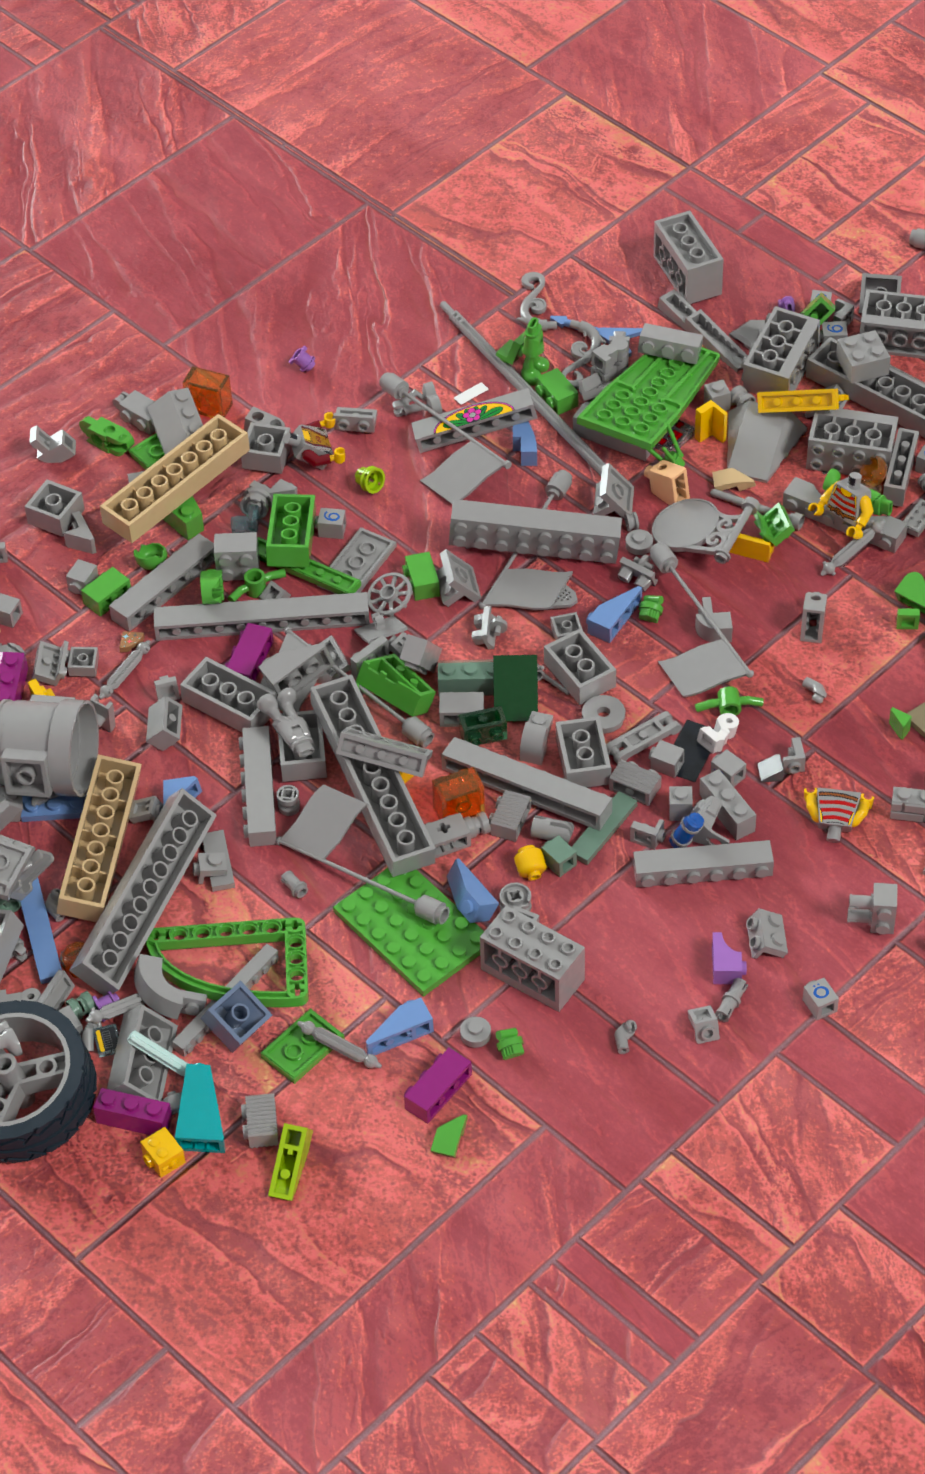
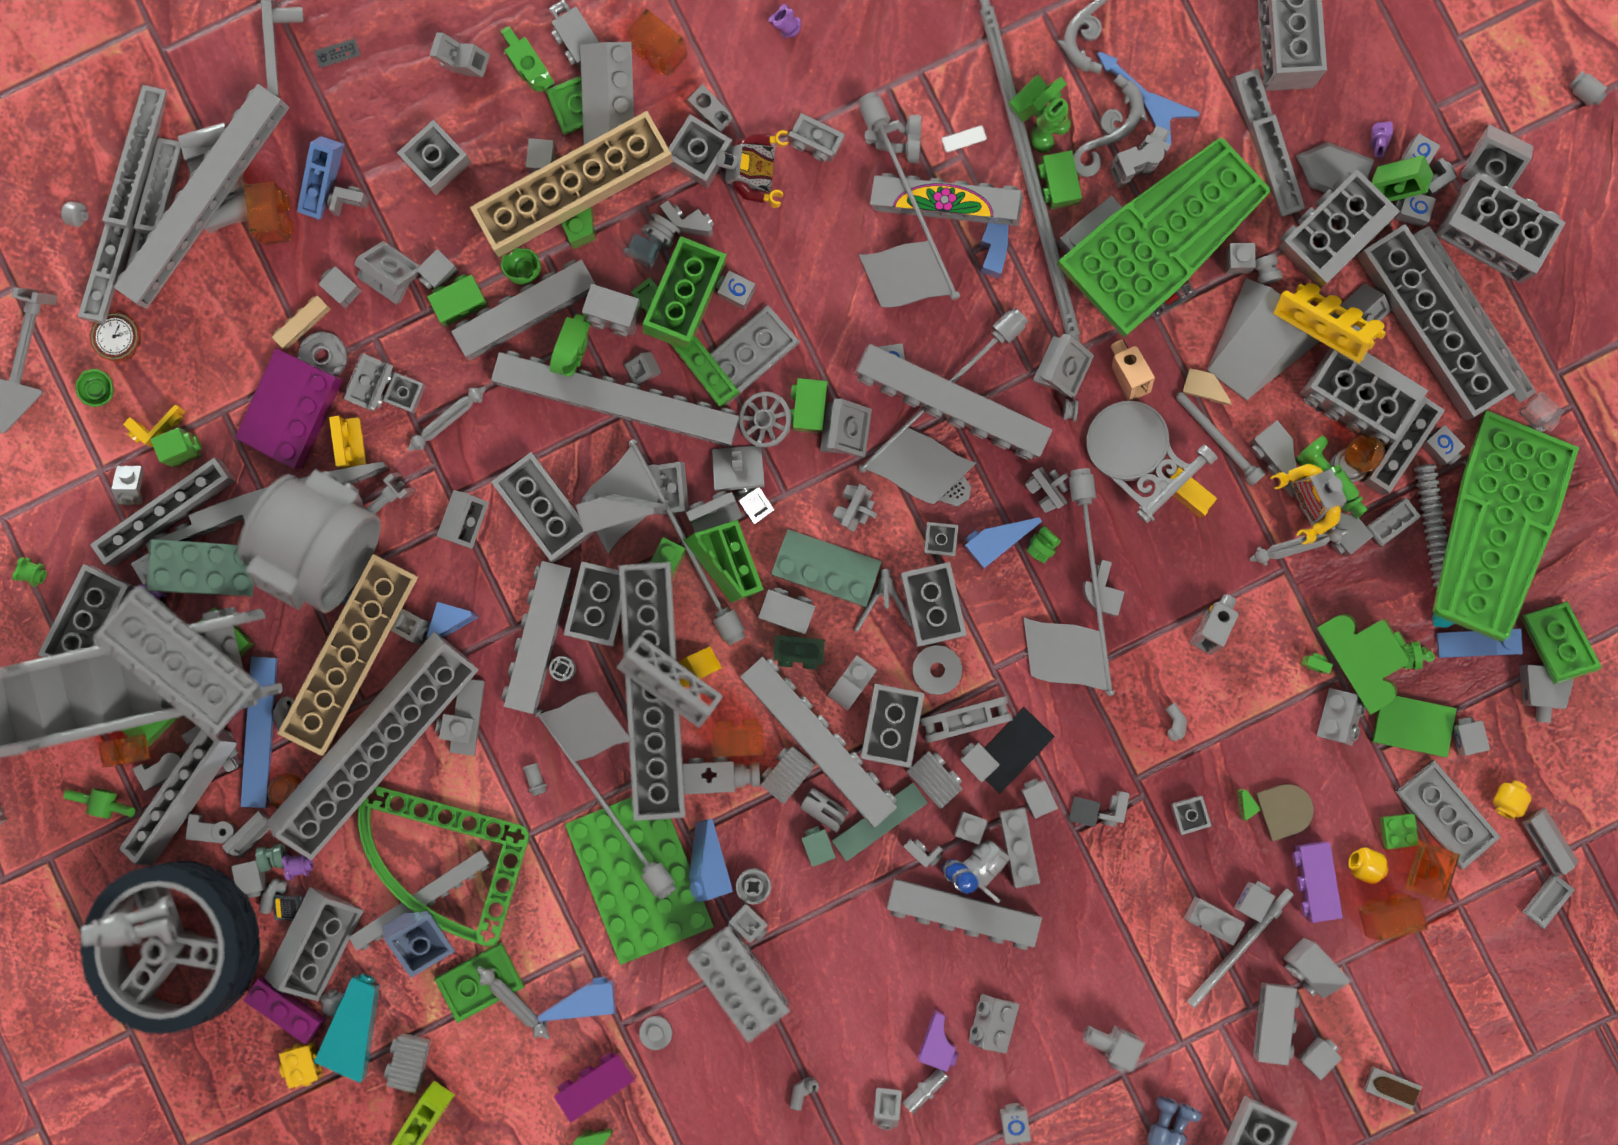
camera: 20 degrees right, 35 degrees up
(40, 591) = (387, 271): none -> light grey bracket
(80, 535) = (455, 209): light grey slope -> none
(114, 1009) = (310, 879): light grey wheel -> none
(130, 640) = (465, 378): medium nougat tile -> none
(157, 1052) = (327, 956): light aqua axle -> none
(160, 994) = (345, 875): light grey arch -> none
(167, 687) = (481, 466): light grey tile -> none
(251, 650) = (584, 451): magenta brick -> none
(255, 583) = (612, 351): bright green piece -> none
(291, 726) = (587, 602): light grey piece -> none
(373, 473) = (800, 239): lime piece -> none
(420, 654) = (762, 538): light grey brick -> none
(509, 1043) = (684, 1063): bright green piece -> none
(516, 685) = (851, 614): dark green tile -> none
(530, 862) = (785, 845): yellow head -> none
(591, 386) = (1106, 198): light grey bracket -> none
(639, 542) = (1068, 441): light grey wheel -> none
(670, 343) = (1216, 165): light grey brick -> none
(672, 456) = (1151, 336): bright green plant -> none
(709, 421) = (1219, 298): yellow panel -> none
(724, 729) = (1056, 740): white leg -> none
(729, 701) = (1076, 708): bright green piece -> none
(774, 525) = (1225, 480): bright green bracket -> none
(836, 810) = (1129, 899): torso -> none
(858, 743) = (1190, 815): none -> light grey piece
(863, 357) = (1427, 281): light grey brick -> none

